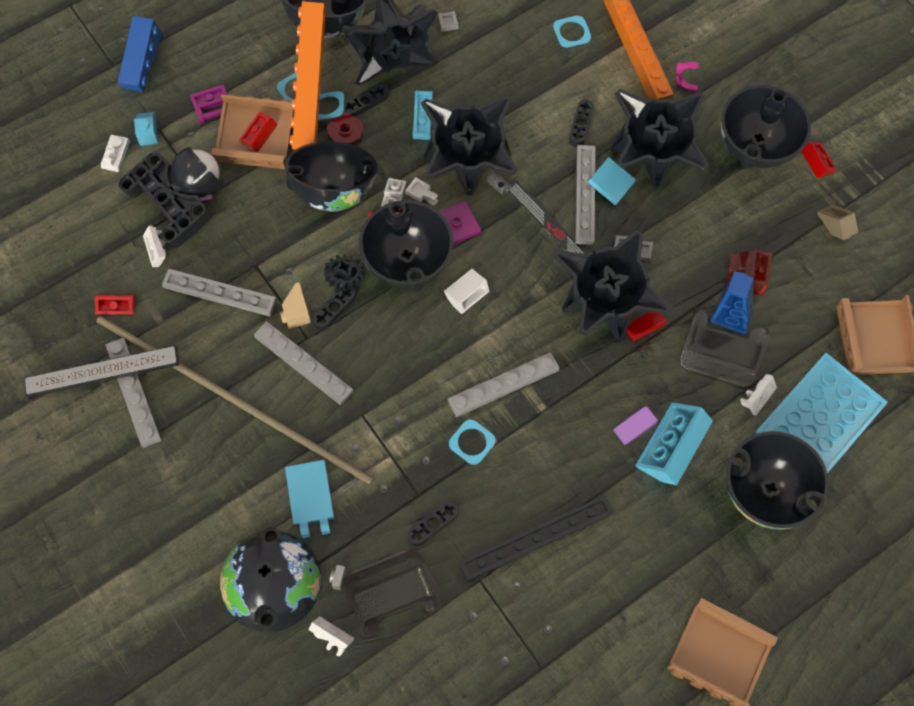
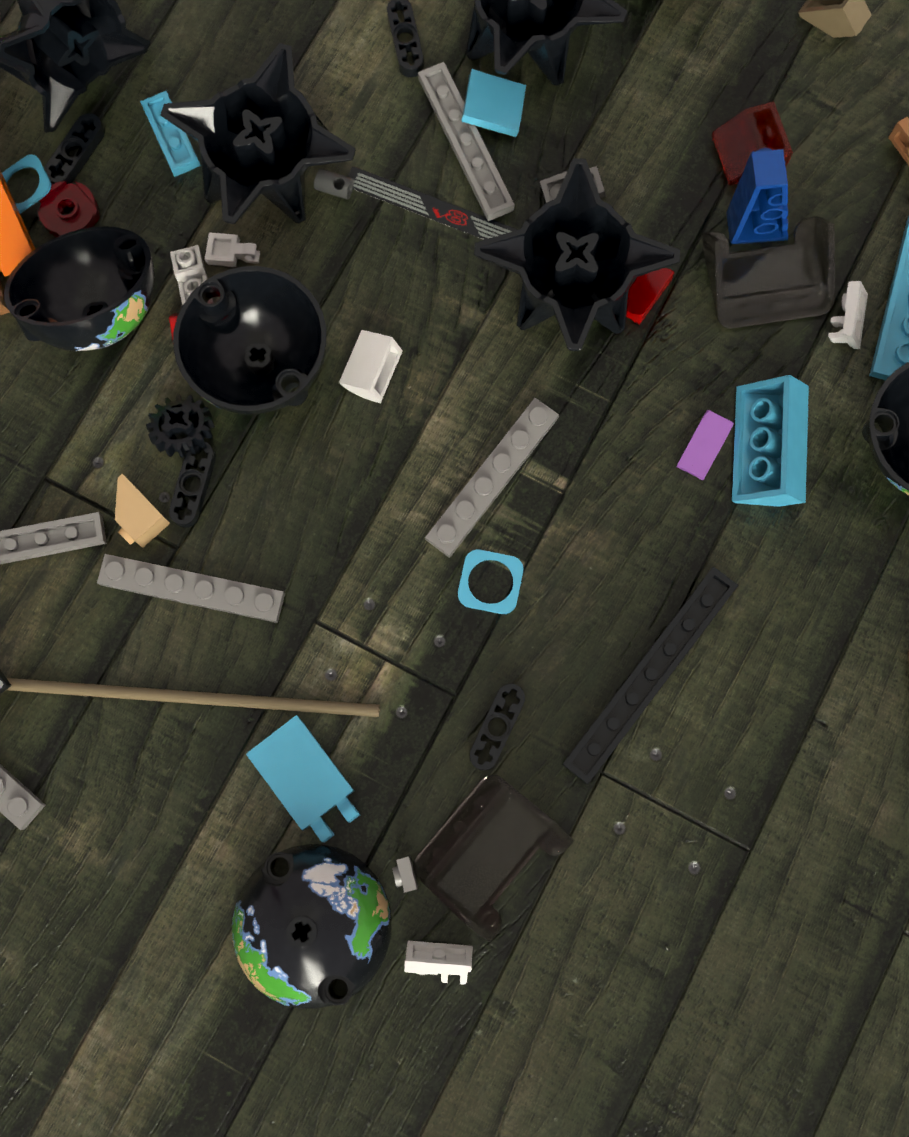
camera: 20 degrees left, 10 degrees up
(461, 222) = (310, 266): magenta plate -> none

